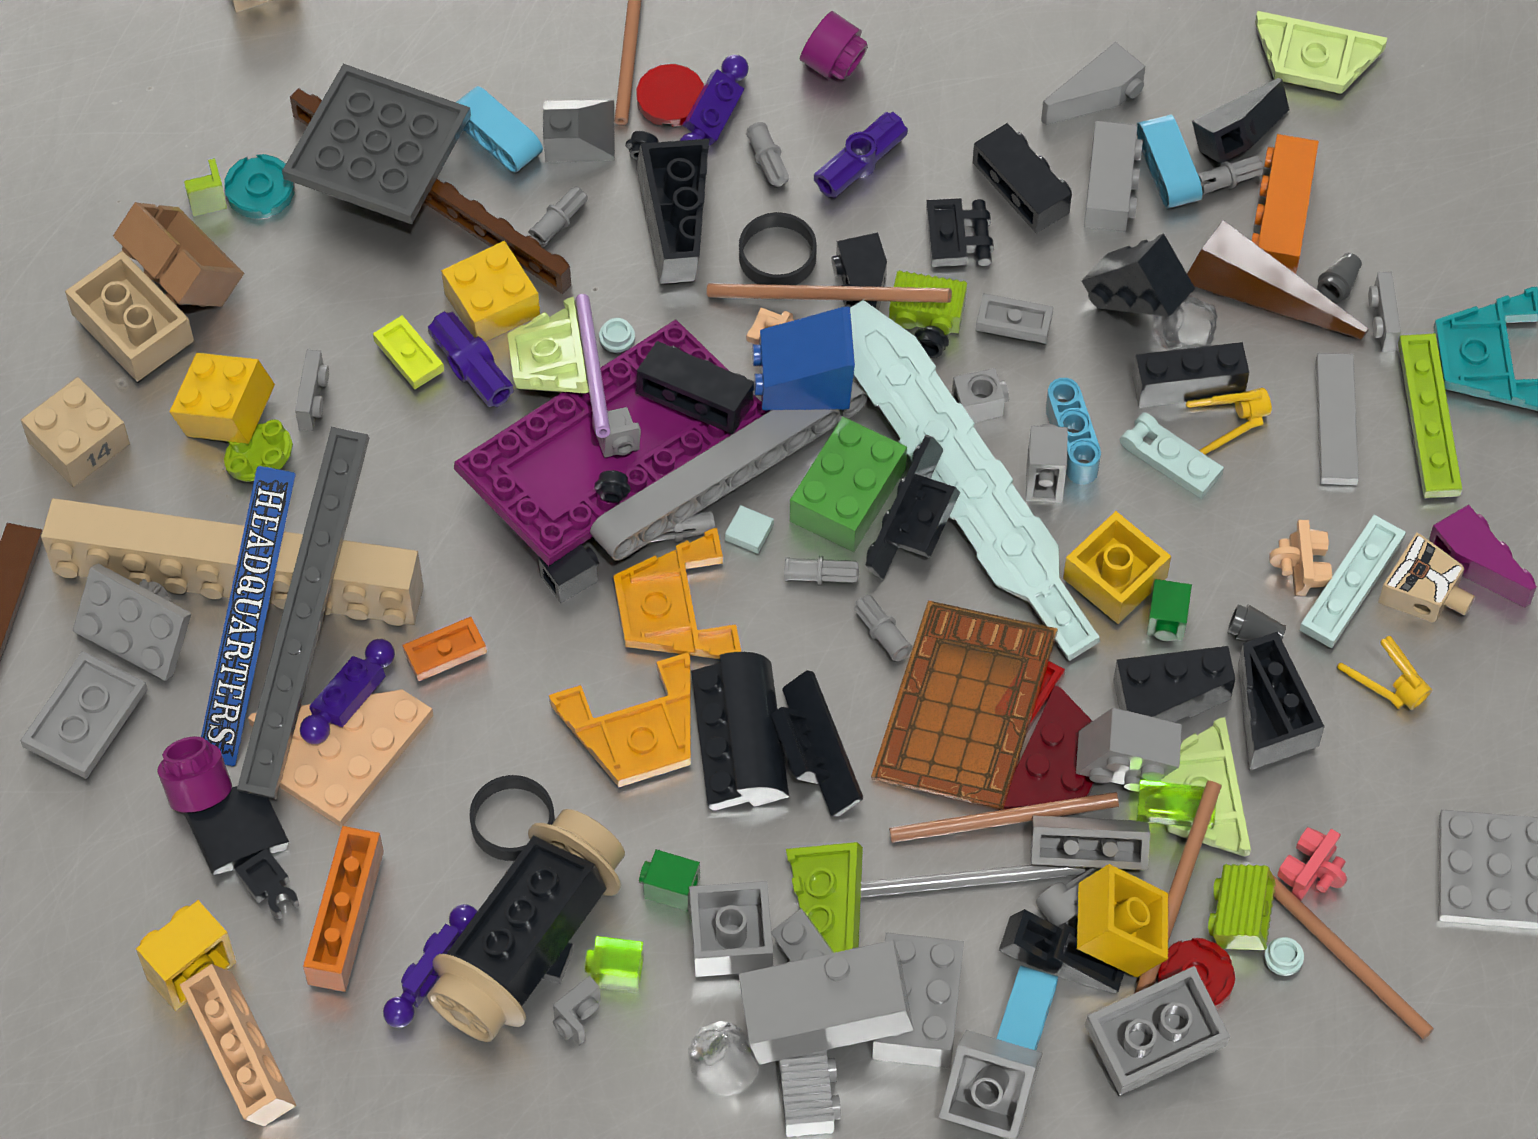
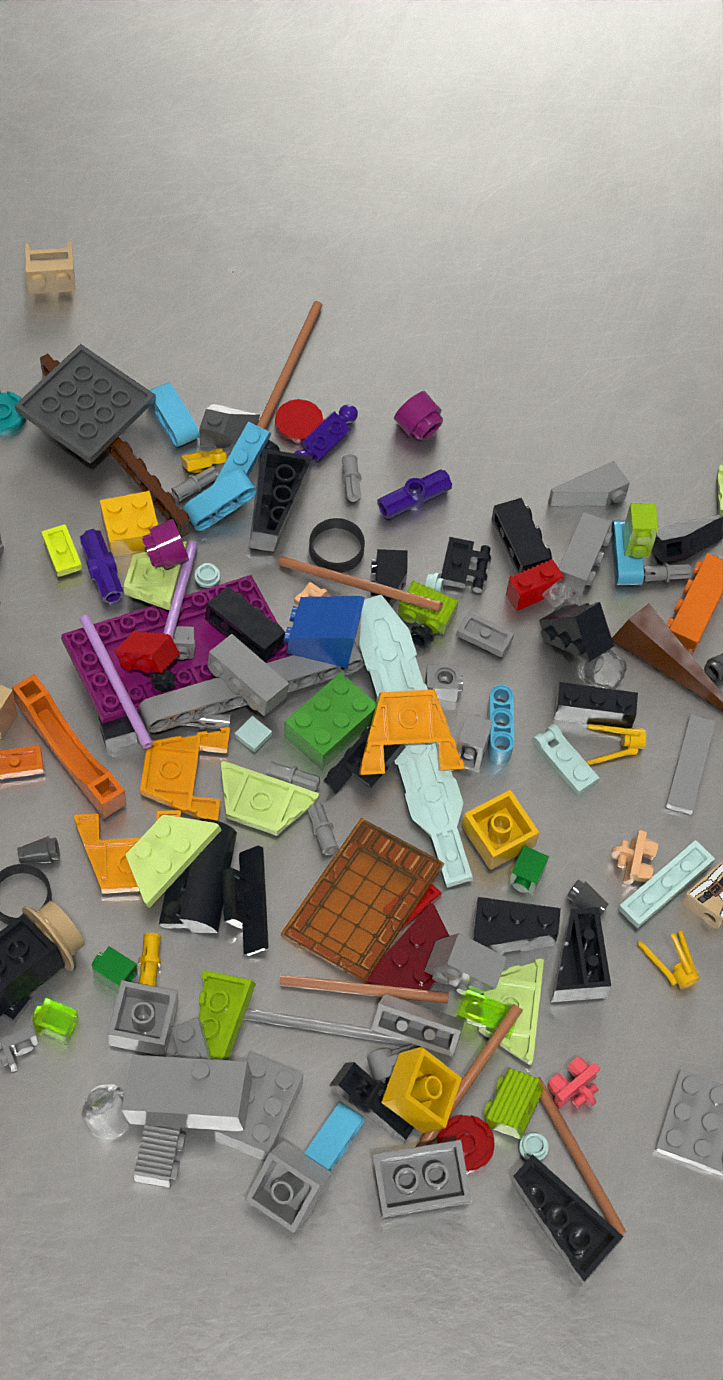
camera: 10 degrees right, 0 degrees up
(519, 754) = (39, 851): none -> dark grey cone
(550, 505) = (116, 681): none -> lavender piece
(552, 307) = (165, 545): none -> magenta piece
(556, 181) = (198, 461): none -> yellow plate
(558, 642) = (87, 772): none -> orange arch
(581, 454) = (147, 651): none -> red brick
(602, 229) = (220, 500): none -> medium azure beam
(613, 167) = (245, 450): none -> medium azure plate
(692, 709) = (167, 852): none -> yellowish green wing
(711, 854) = (150, 960): none -> yellow pin
(724, 450) = (247, 675): none -> light grey brick
(790, 611) = (262, 800): none -> yellowish green wing
(926, 265) = (435, 582): none -> light aqua plate
(955, 454) = (408, 719): none -> light orange wing
(1060, 235) = (530, 585): none -> red brick
(1100, 240) = (560, 595): none -> clear bracket
(1182, 125) = (640, 529): none -> lime brick
(1358, 1033) = (570, 1223): none -> black wedge

